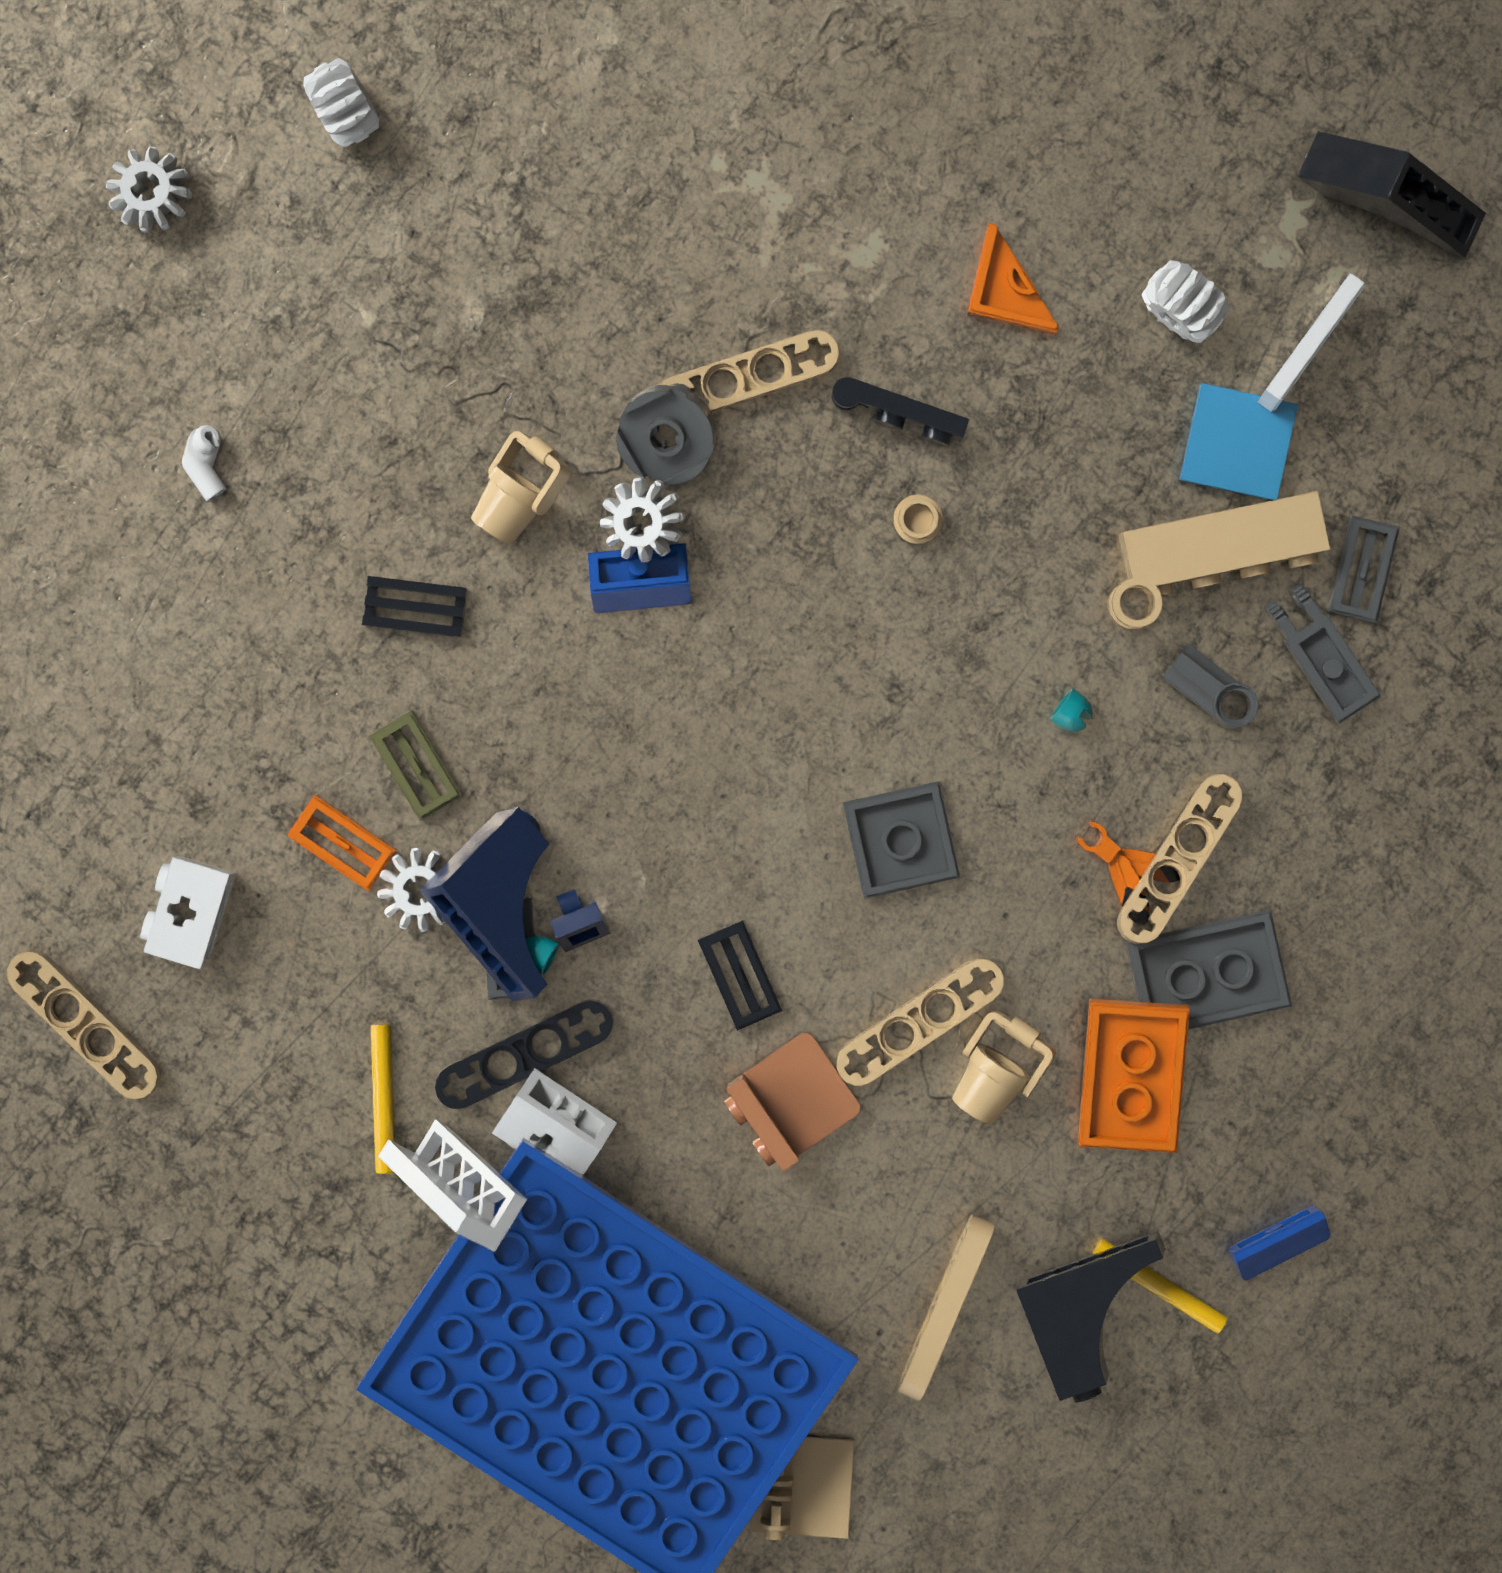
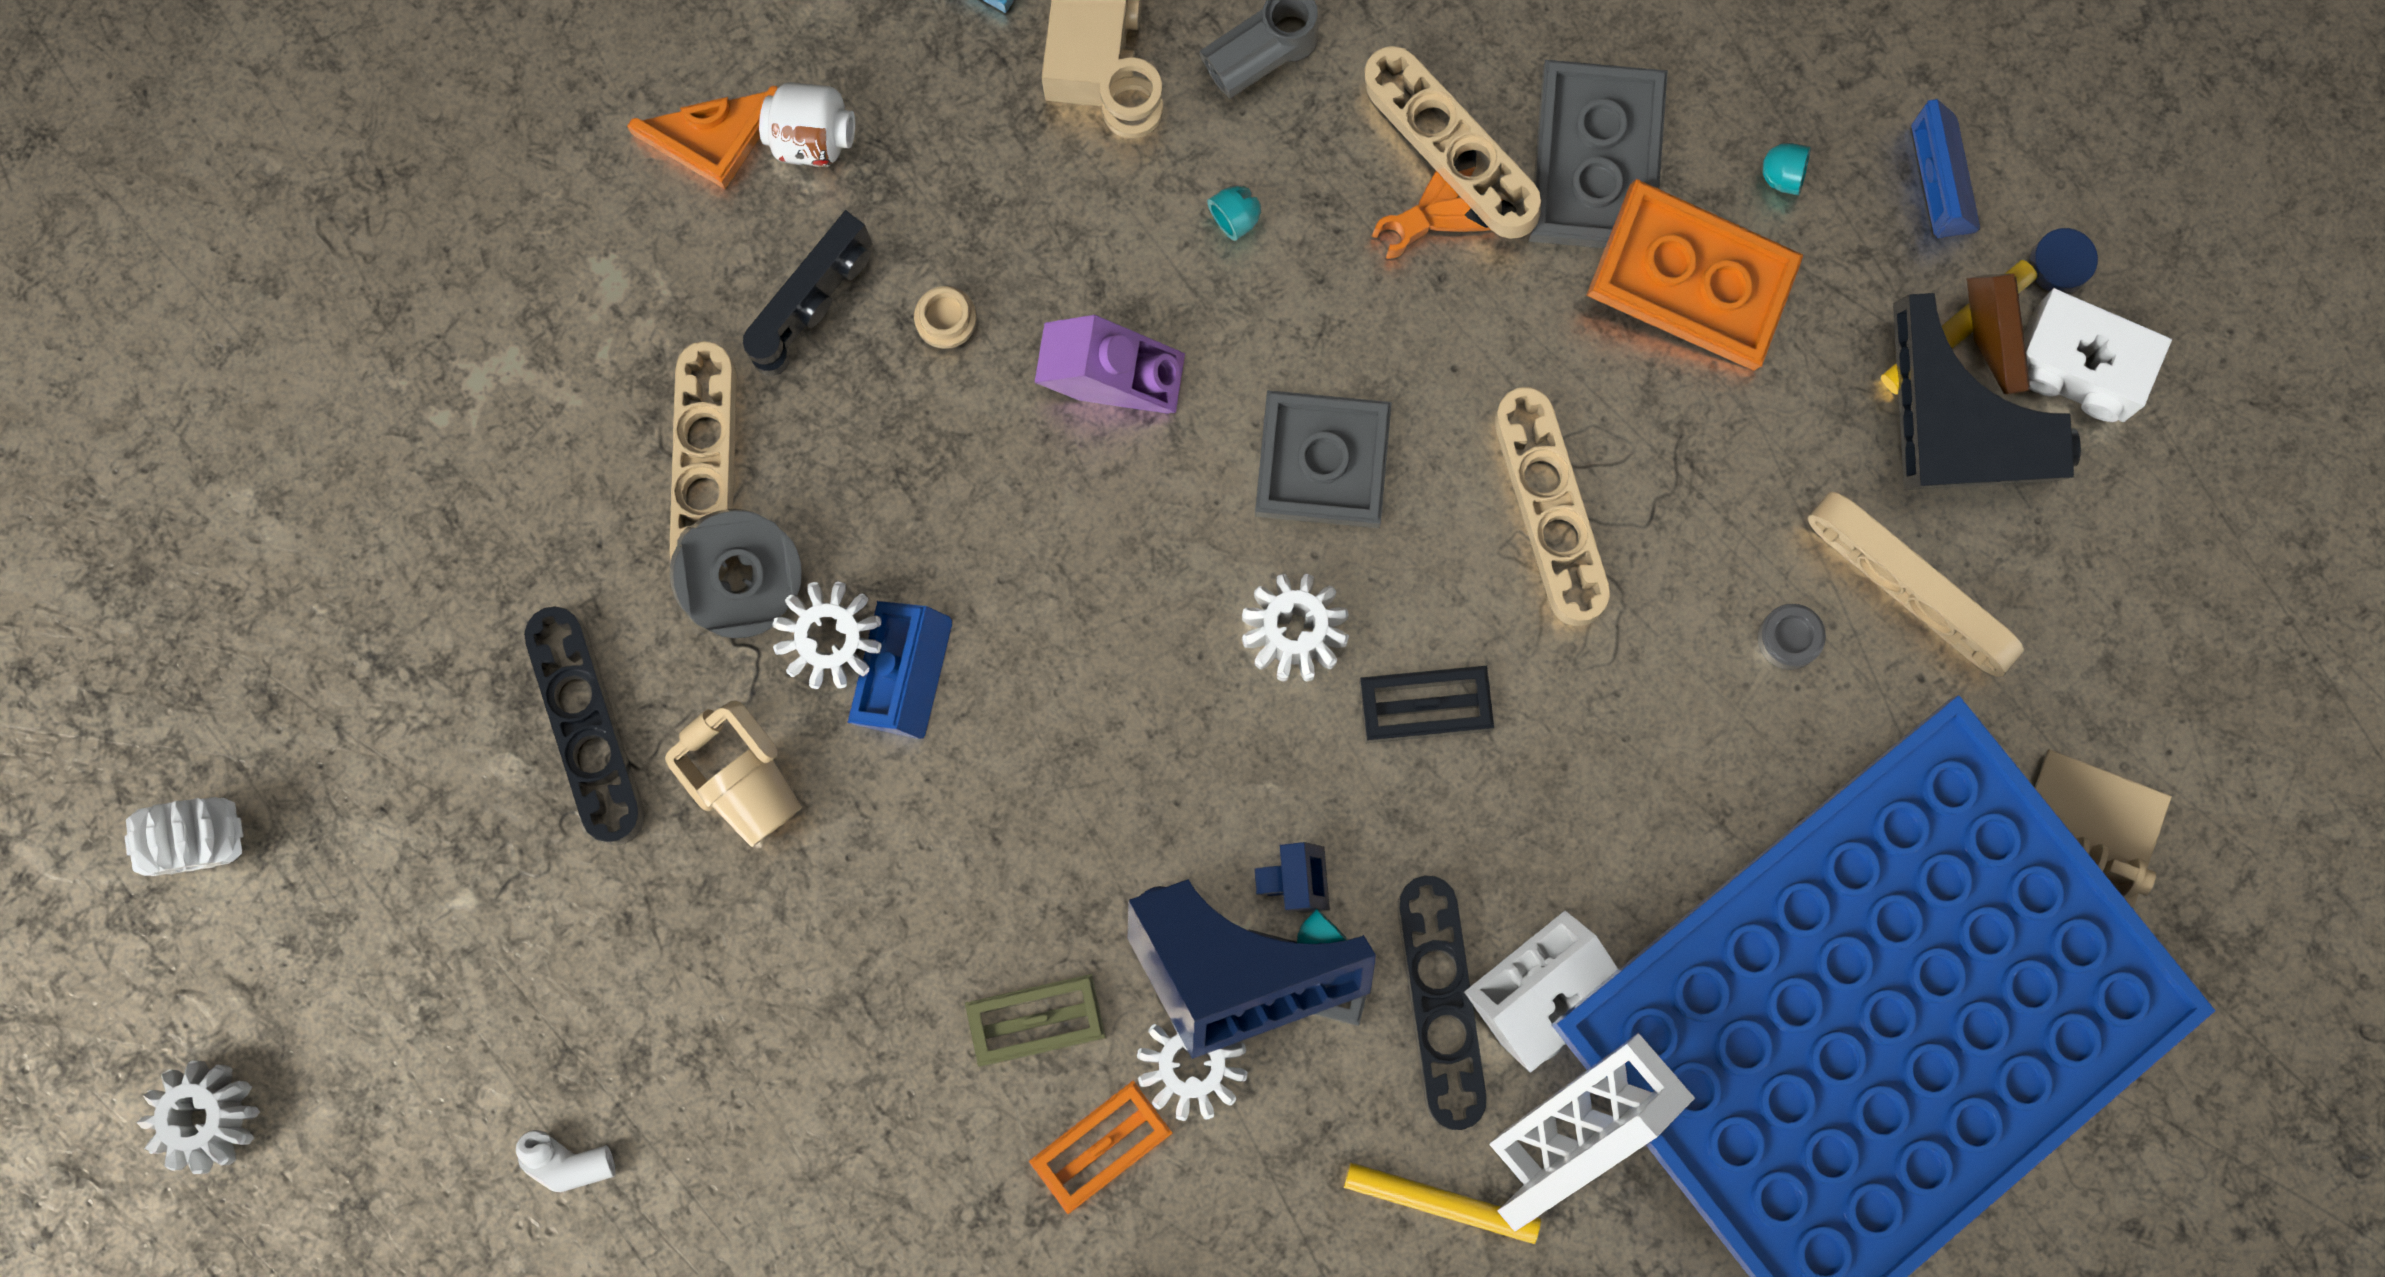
camera: 70 degrees left, 10 degrees down
(373, 601) = (814, 946): black tile -> none
(516, 354) = (576, 728): none -> black beam
(751, 873) = (1309, 644): none -> white gear
(791, 1100) = (1602, 688): nougat bracket -> none
(878, 1228) = (1791, 636): none -> flat silver tile
(917, 657) = (1109, 365): none -> medium lavender slope
(992, 1077) = (1652, 439): tan piece -> none
(1031, 362) = (806, 124): none -> white head
(1158, 1315) = (1999, 329): none -> reddish brown tile
(1173, 1414) = (2120, 354): none -> white brick
(1237, 1350) = (2064, 260): none -> dark blue tile
(1243, 1120) = (1786, 167): none -> teal hinge

